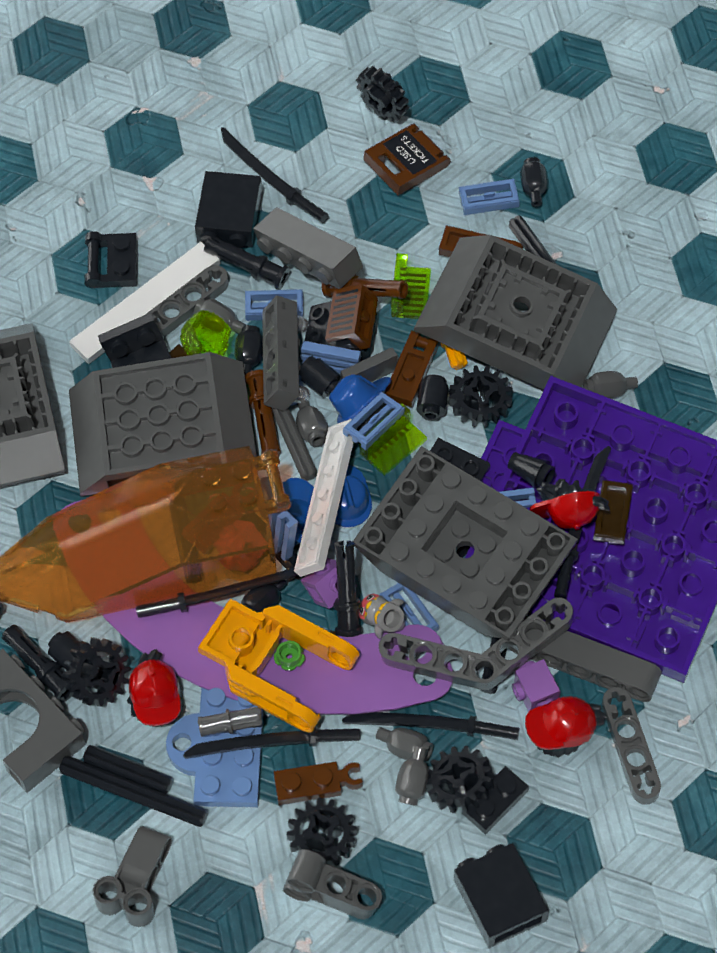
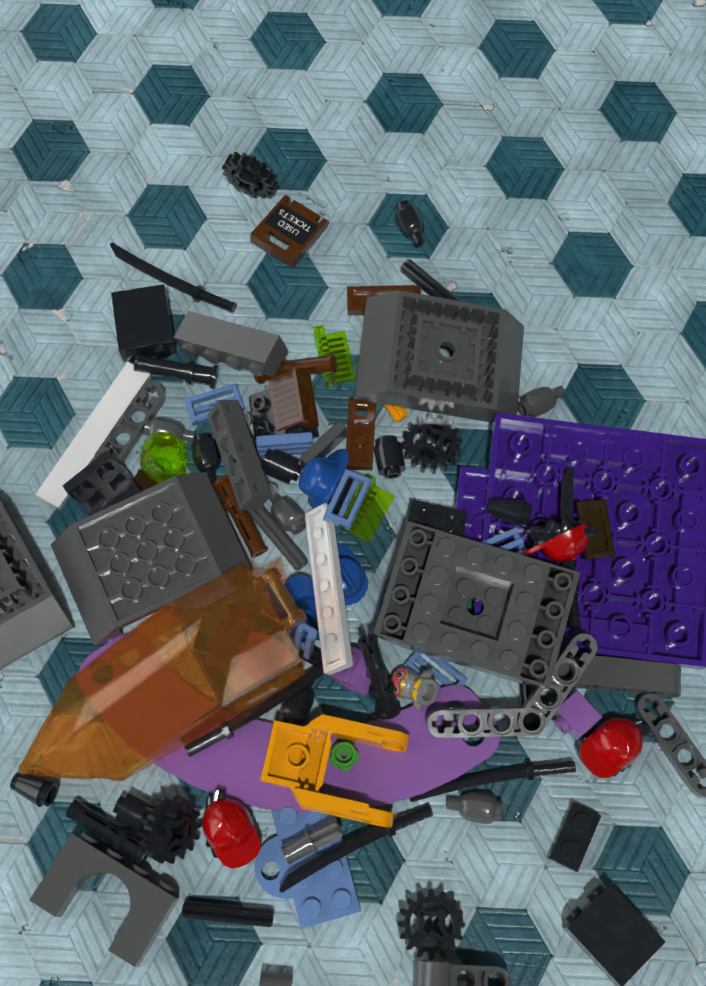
camera: 20 degrees left, 10 degrees up
(120, 260) = (57, 397): black plate -> none
(133, 791) = (240, 935): black axle -> none
(314, 782) = (404, 872): reddish brown plate -> none
(413, 778) = (496, 843): dark grey plant -> none
(459, 779) = (527, 835): black gear -> none
(490, 200) = (360, 261): medium blue tile -> none

